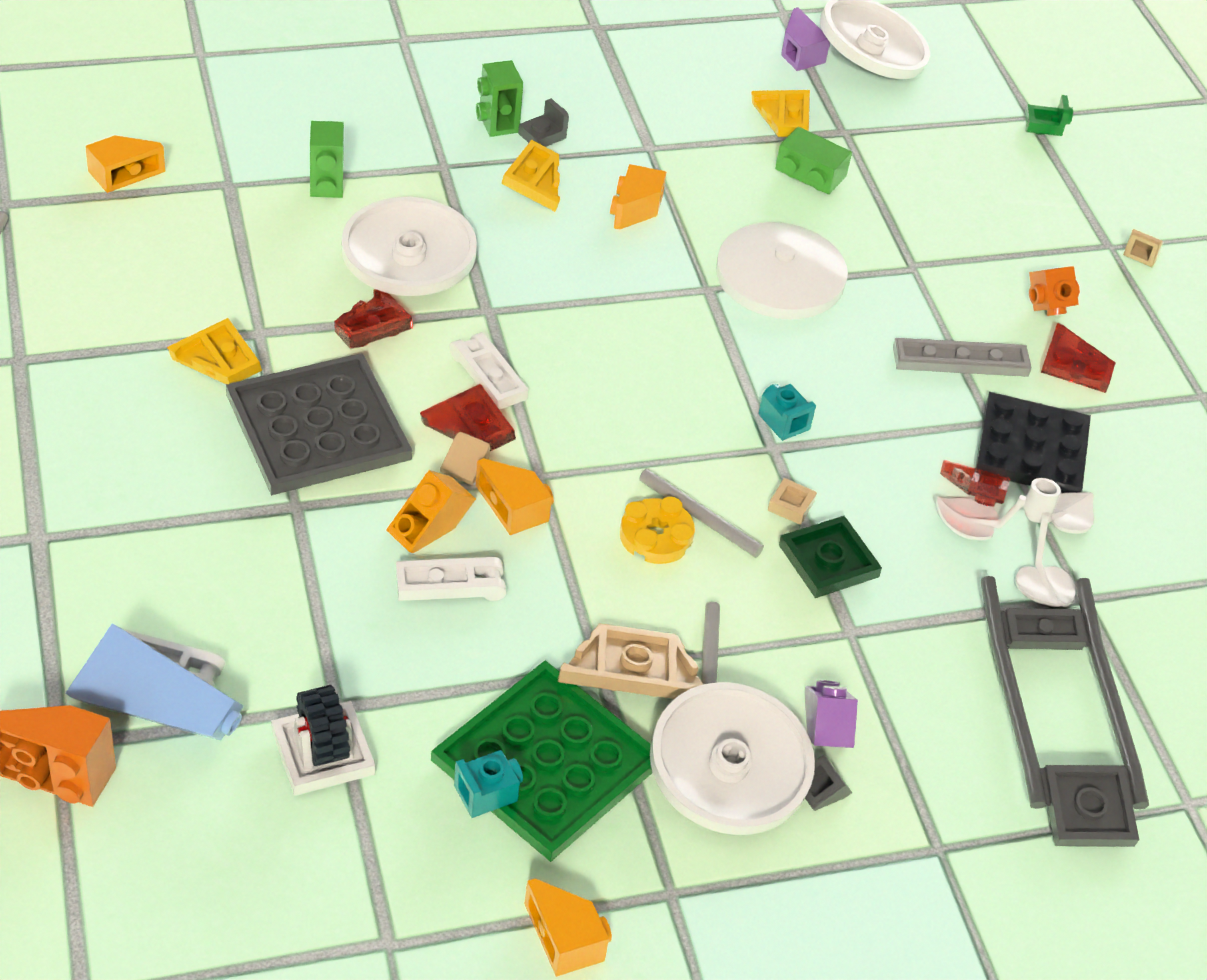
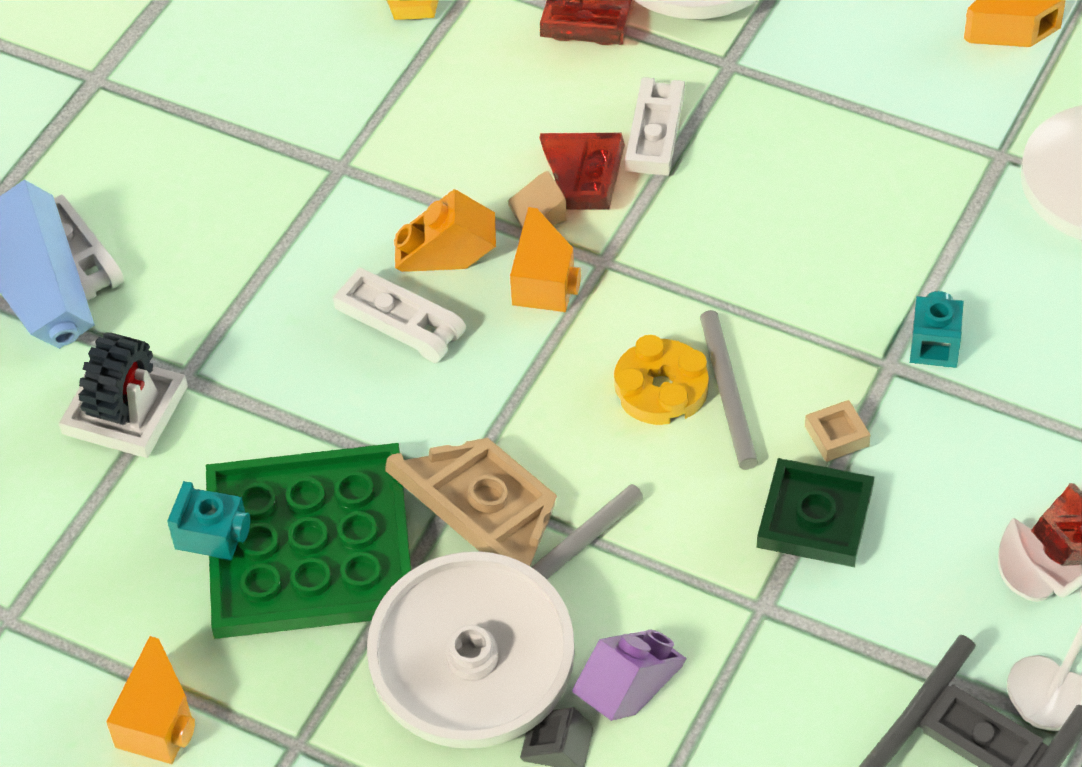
camera: 50 degrees right, 5 degrees up
(318, 423) = (432, 95): dark grey plate -> none

